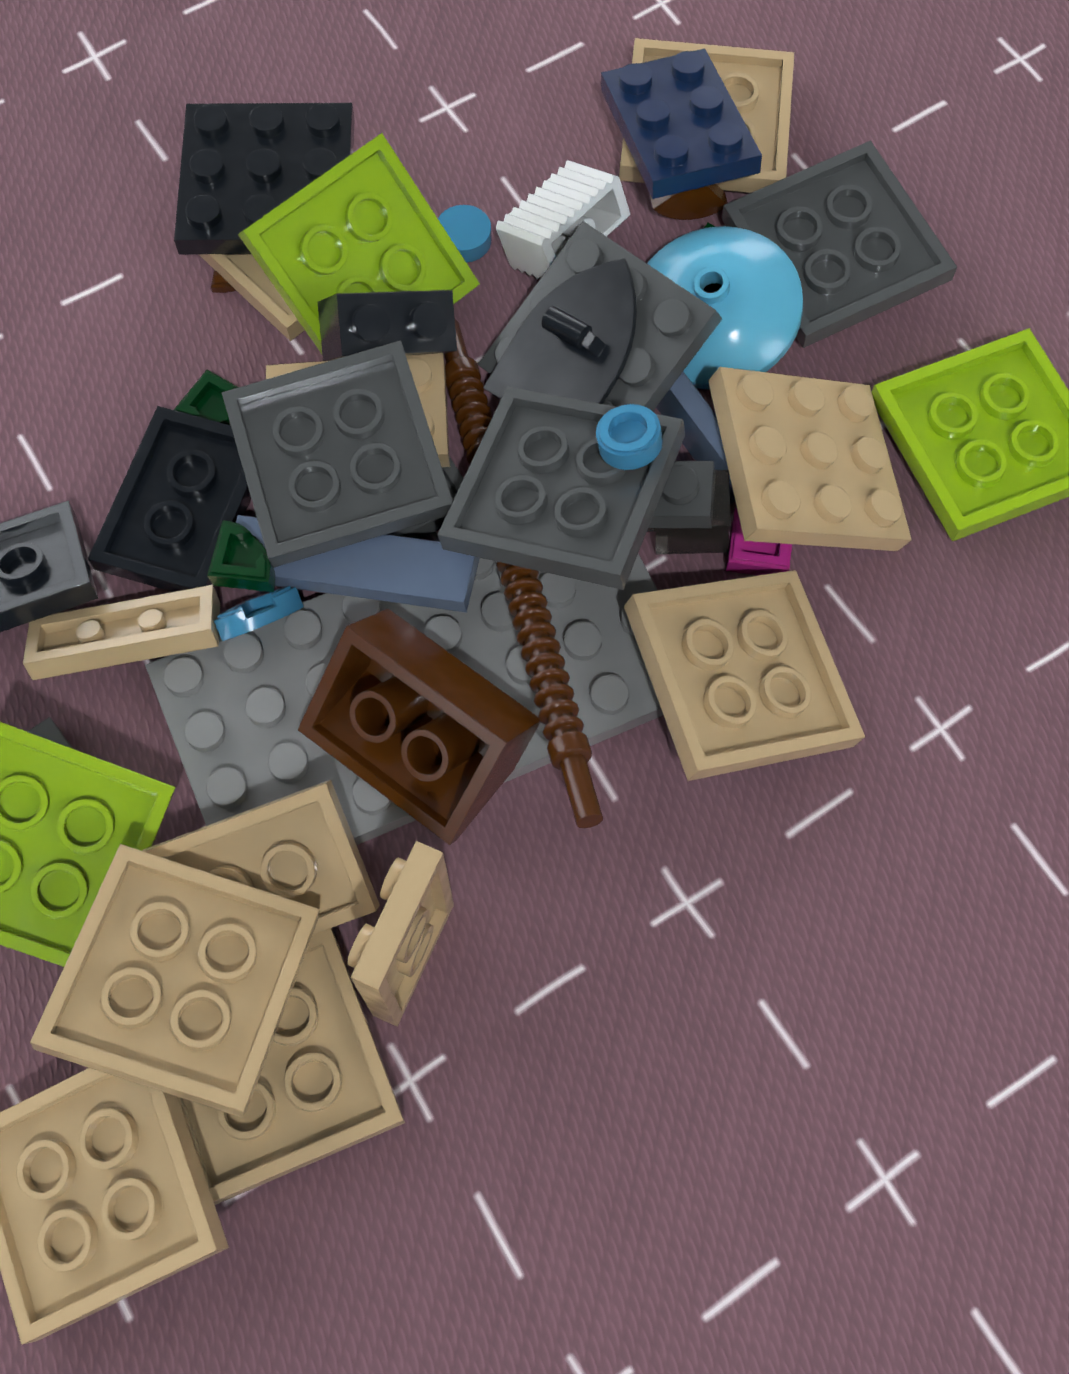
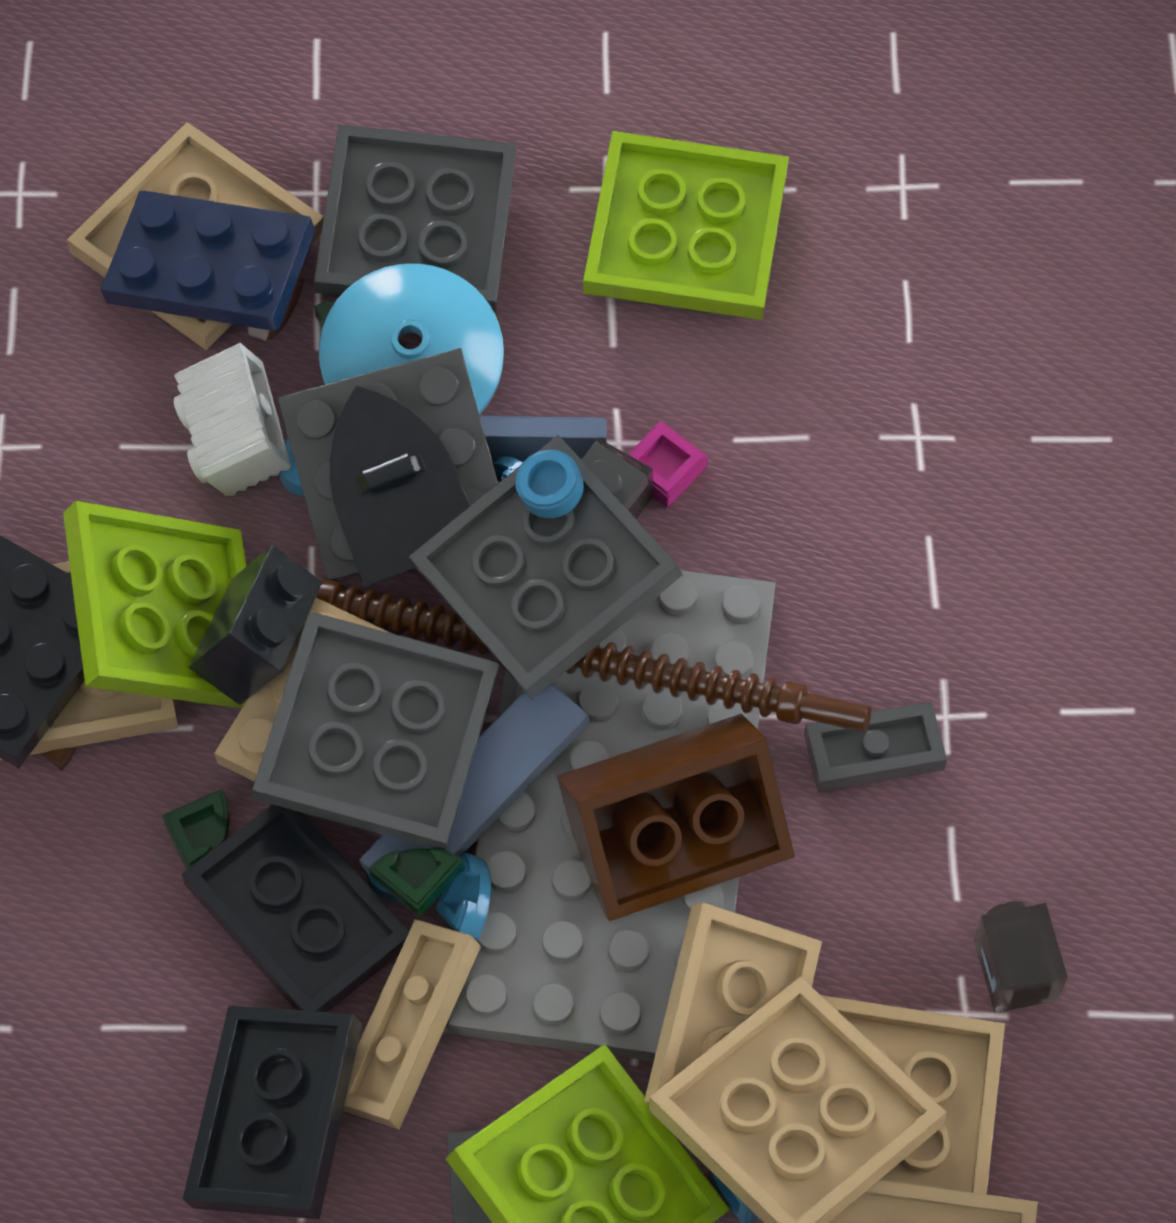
camera: 60 degrees left, 5 degrees down
(396, 950) = (871, 918): tan plate -> none
(468, 230) = (169, 500): dark azure tile -> none
(481, 1094) = (1019, 956): none -> clear smoke brick
(611, 861) = (895, 746): none -> dark grey plate
(742, 673) = (786, 544): tan plate -> none
(807, 461) = (624, 374): tan plate -> none

